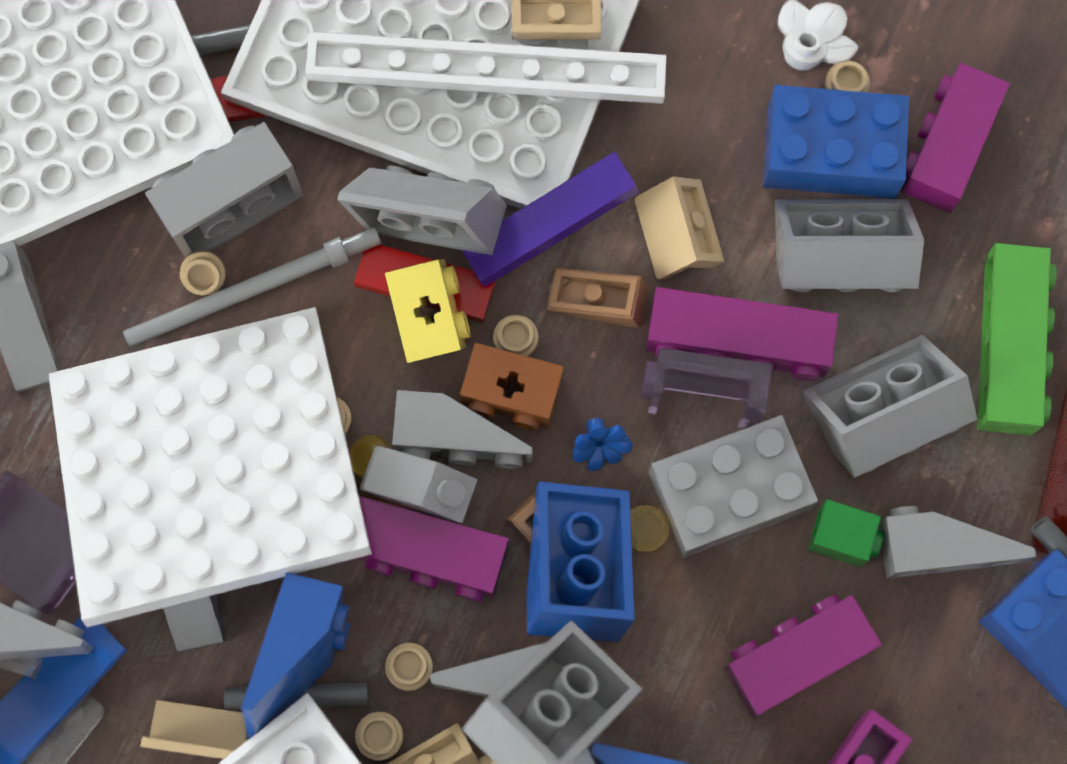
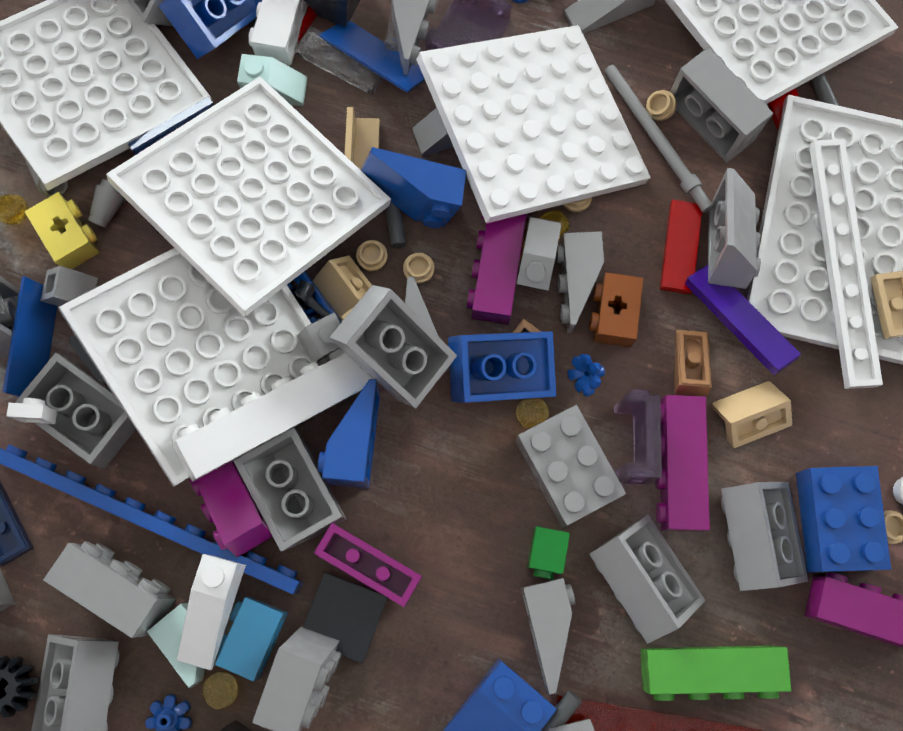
camera: 80 degrees right, 0 degrees up
(418, 333) = (671, 232): light yellow brick -> none
(516, 335) = (653, 310): tan plate -> none
(800, 653) = (457, 526): magenta brick -> none

